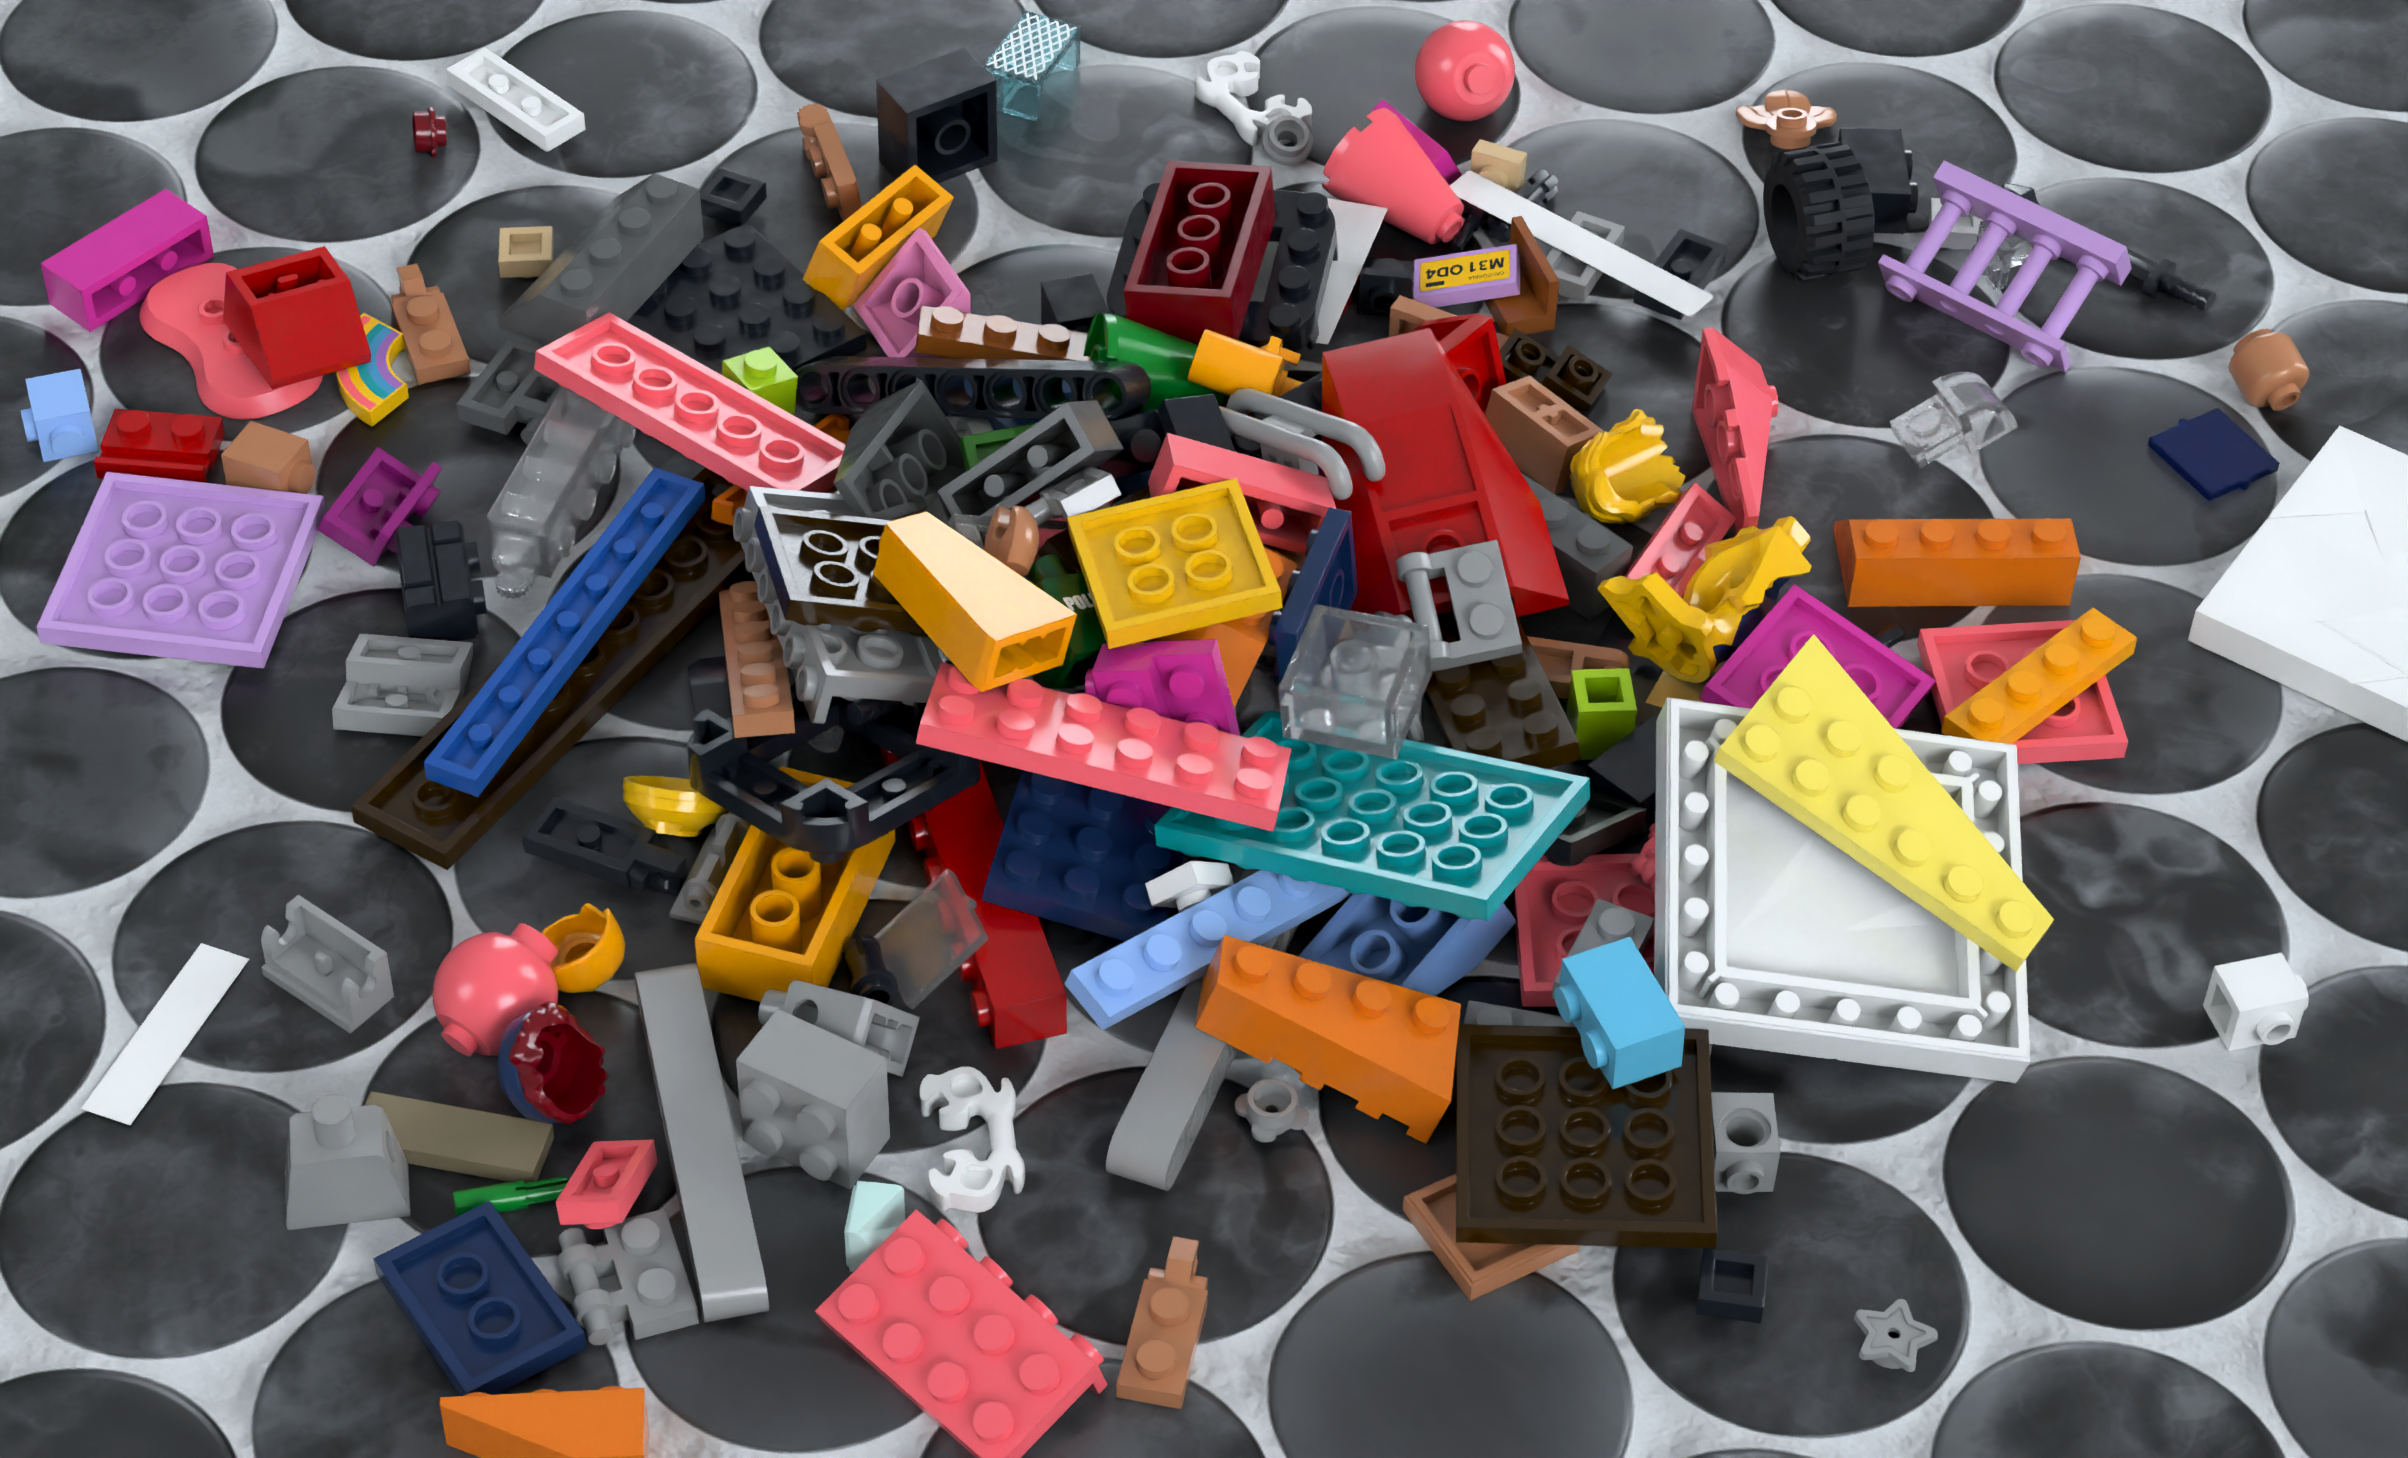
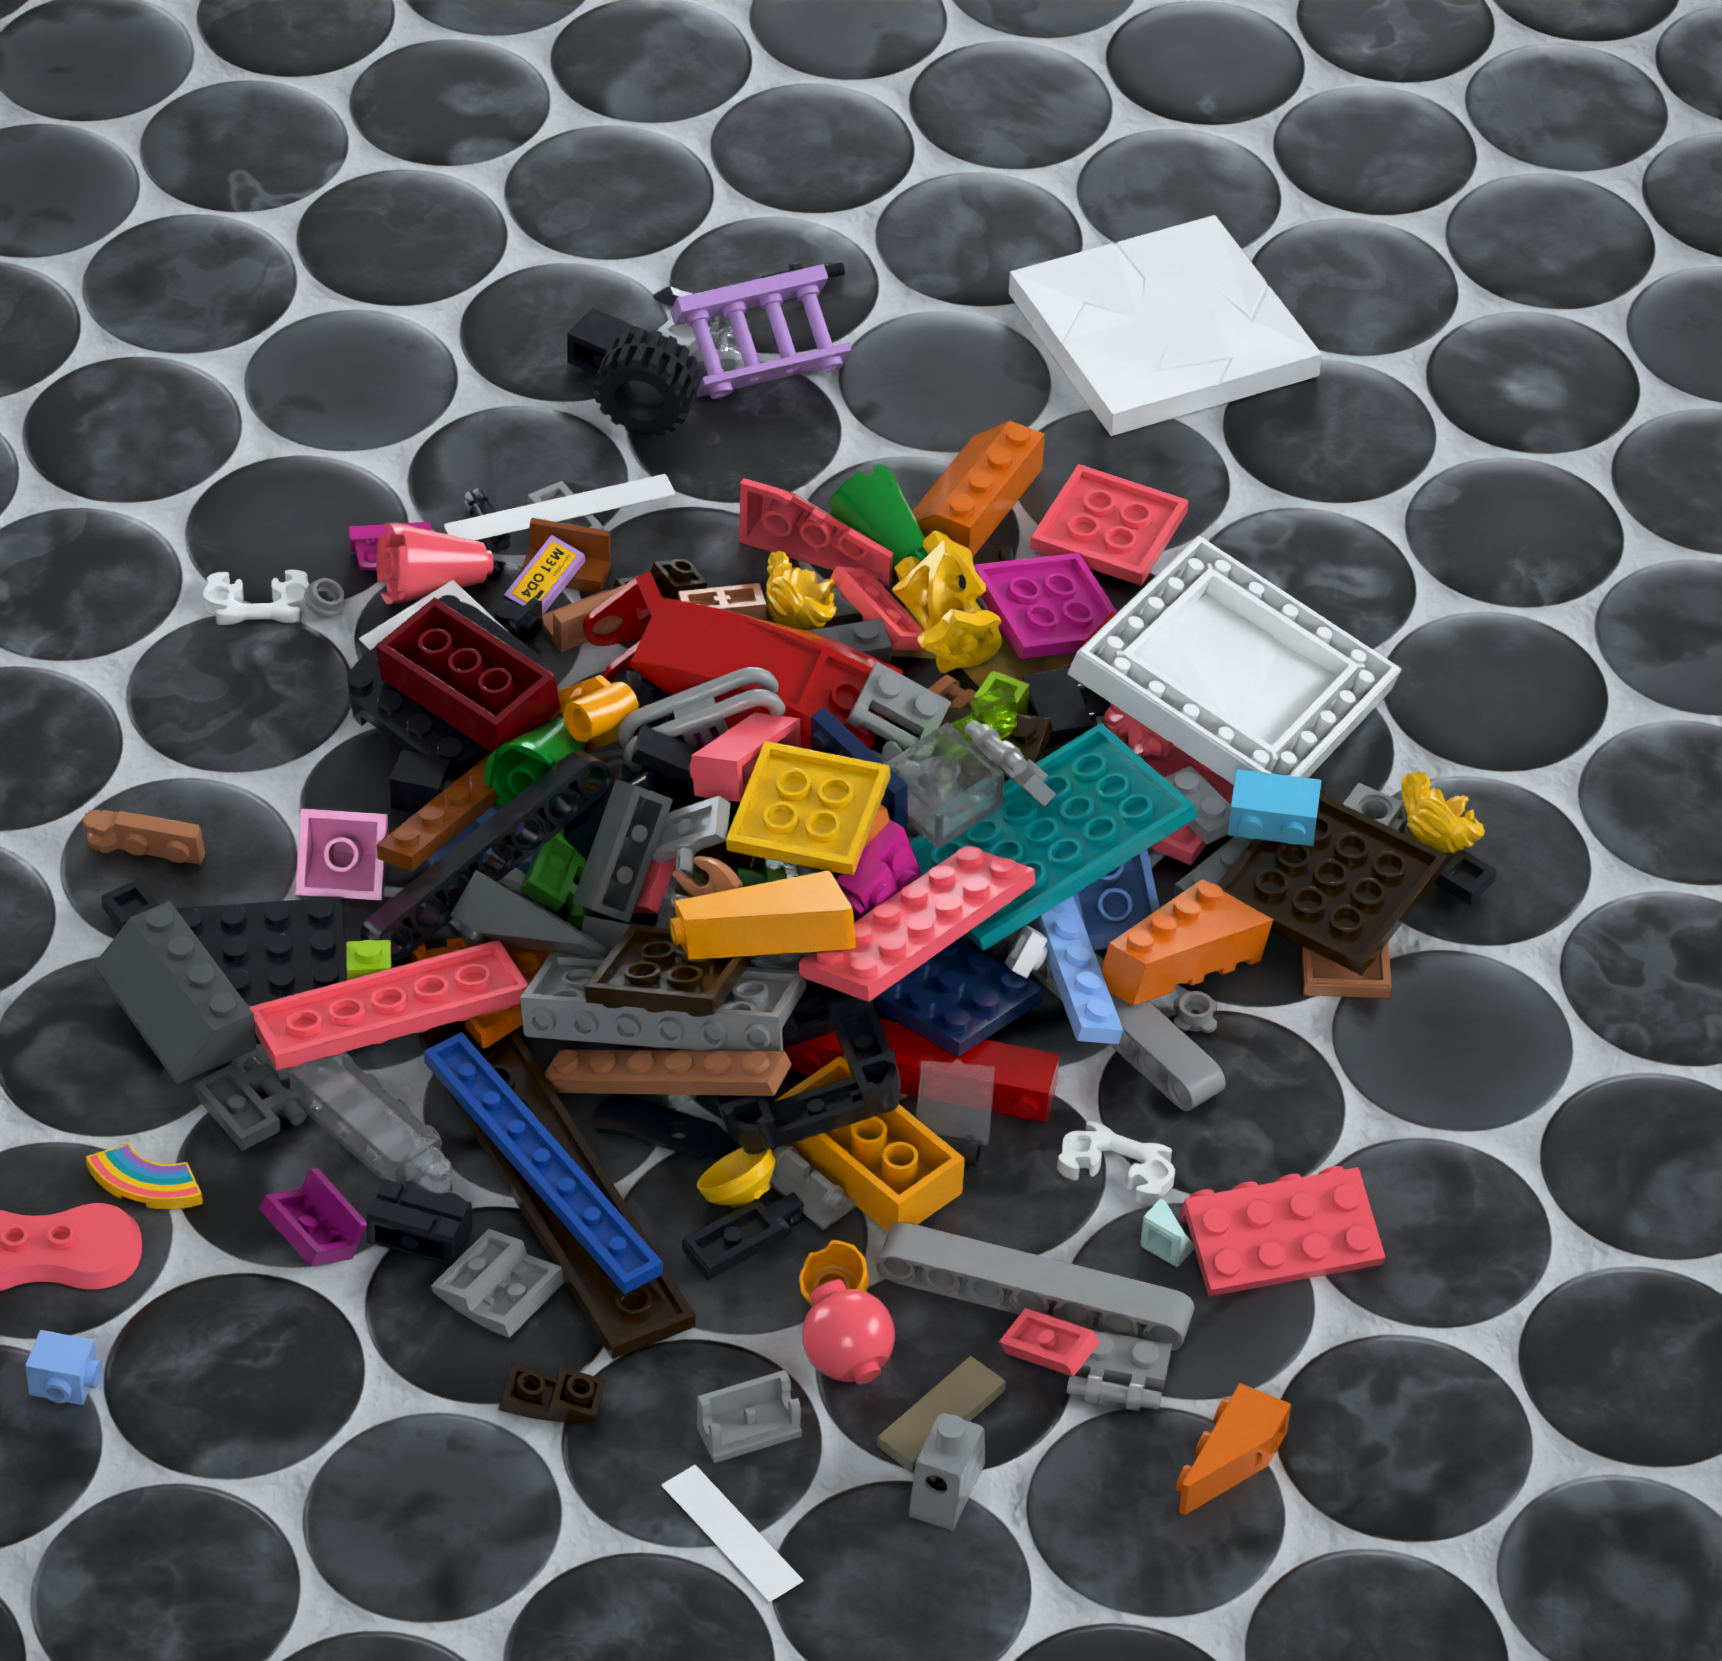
camera: 60 degrees left, 0 degrees up
(160, 445) = (134, 1328): red plate -> none
(182, 570) = (286, 1358): lavender plate -> none
(266, 792) = (558, 1398): none -> dark brown slope
(269, 460) = (220, 1269): nougat brick -> none
(295, 317) = (96, 1184): red slope -> none
(427, 329) = (109, 1126): nougat hinge -> none
(480, 1302) = (1096, 1448): dark blue plate -> none
(510, 1195) = (1009, 1406): green piece -> none
(525, 251) = (95, 1040): tan plate -> none
(550, 1066) = (933, 1334): dark red hair -> none
(813, 1099) = (1063, 1207): light grey brick -> none
(850, 1017) = (1007, 1173): light grey torso -> none
(867, 240) = (262, 842): light orange brick -> none
(938, 117) = (166, 756): black brick -> none
(1028, 58) = (130, 687): clear light blue panel -> none
(1165, 1330) = (1325, 1134): nougat hinge -> none
(1431, 716) = (1010, 761): none -> light grey plate
(1464, 70) = (346, 475): coral brick -> none
(1487, 667) = (994, 709): none -> clear neon green plate
(1499, 164) = (450, 508): tan plate -> none
(1690, 259) = (614, 468): black plate -> none
(1787, 118) = (506, 356): nougat plate -> none
(1801, 1204) = (1438, 821): none -> yellow hair
(1813, 474) = (880, 512): none -> green cone
(1853, 780) = (1190, 614): light yellow wing -> none
(1889, 1351) = (1538, 840): light grey plate -> none
(1959, 414) = (860, 431): clear brick -> none
(2042, 681) = (1122, 510): light orange plate -> none
(2213, 454) = (969, 340): clear blue piece -> none
(2256, 1001) = (1417, 558): white brick -> none
(2268, 369) = (931, 274): nougat head -> none

